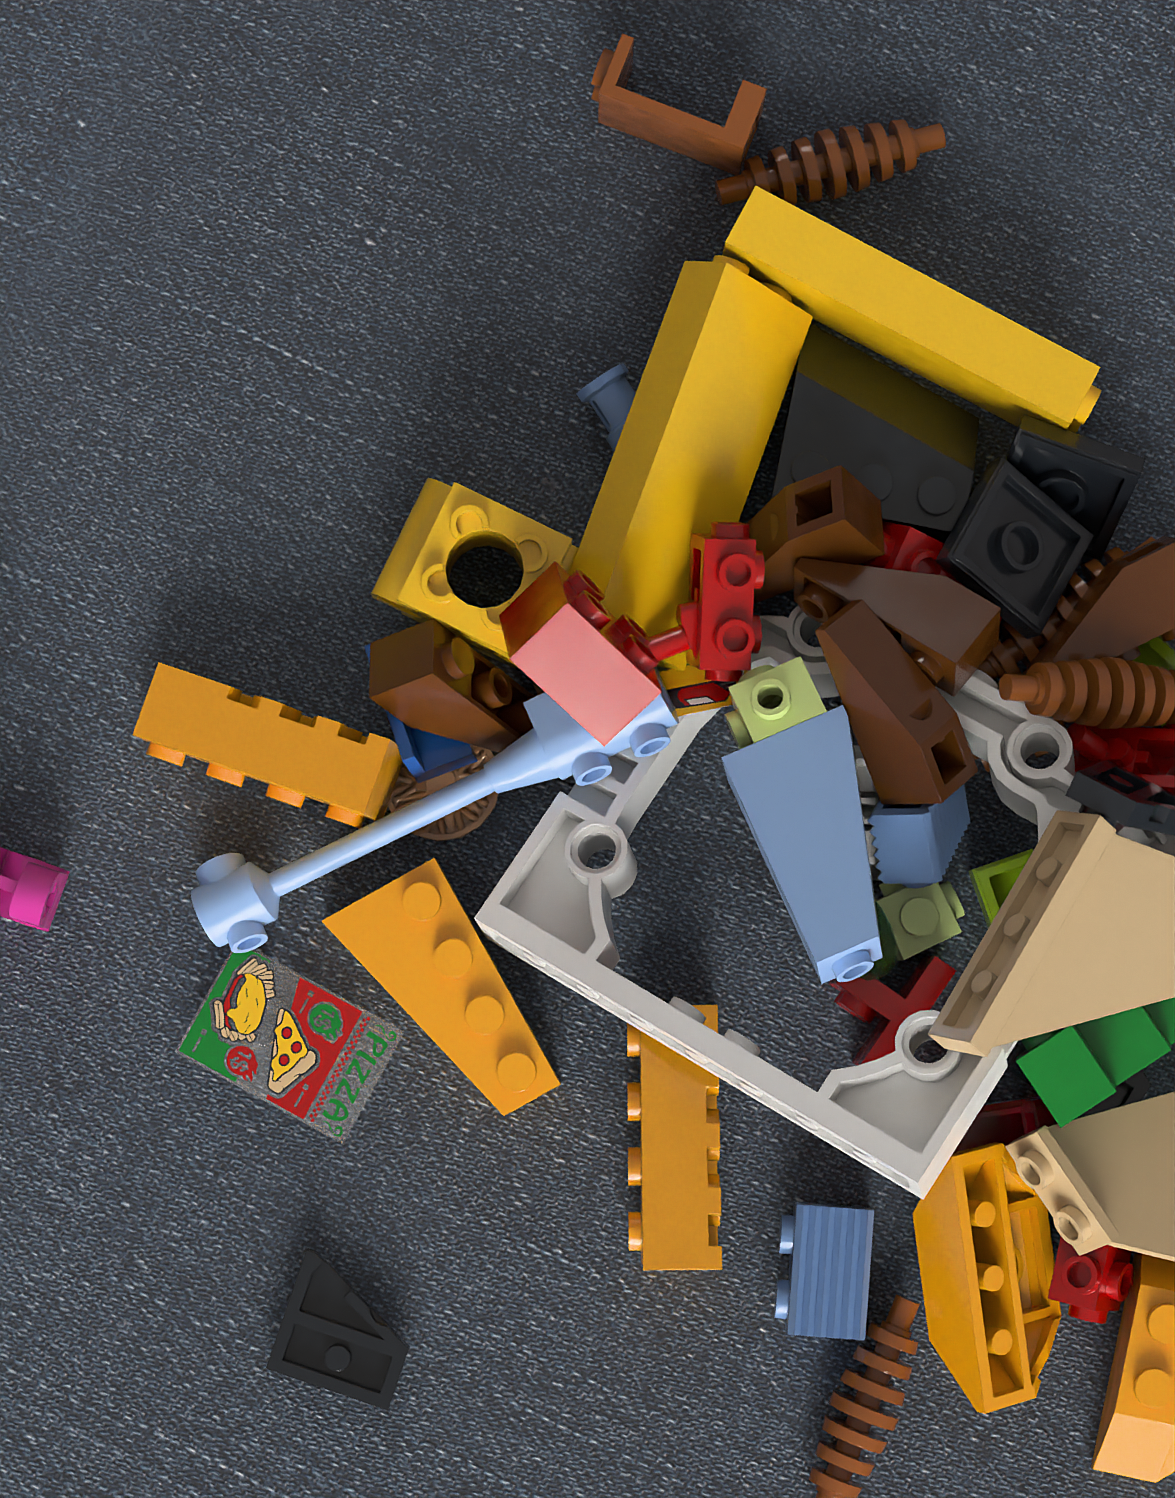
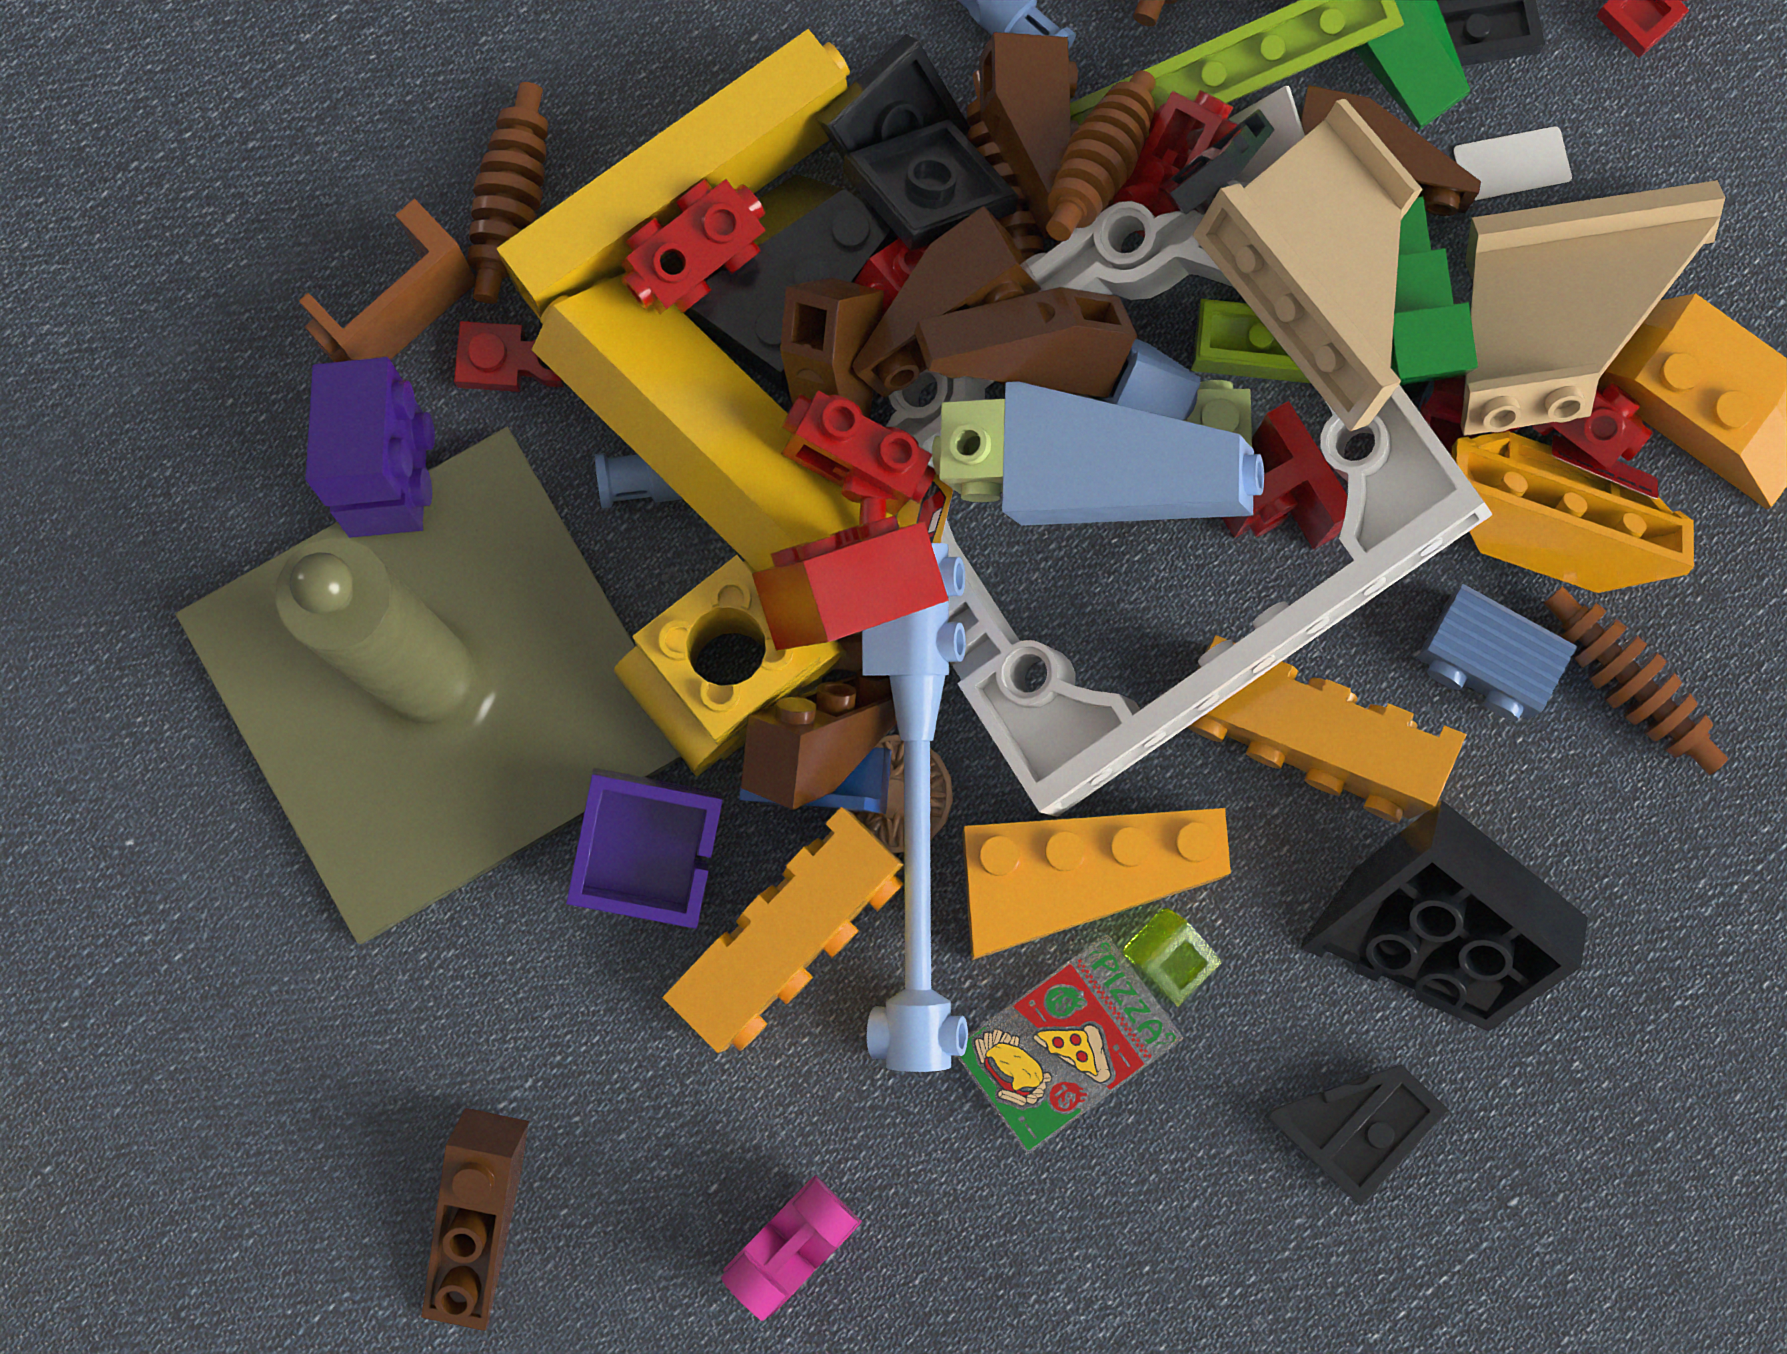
camera: 65 degrees left, 5 degrees down
(282, 580) = (642, 848): none -> dark purple piece
(347, 317) = (428, 687): none -> olive piece
(413, 1100) = (1172, 955): none -> clear neon green slope
(524, 160) = (368, 447): none -> dark purple piece
(559, 1339) = (1453, 922): none -> black wedge
(673, 227) = (496, 358): none -> red plate
(864, 369) = (711, 232): none -> red brick
(1053, 1315) = (1618, 473): none -> red sticker

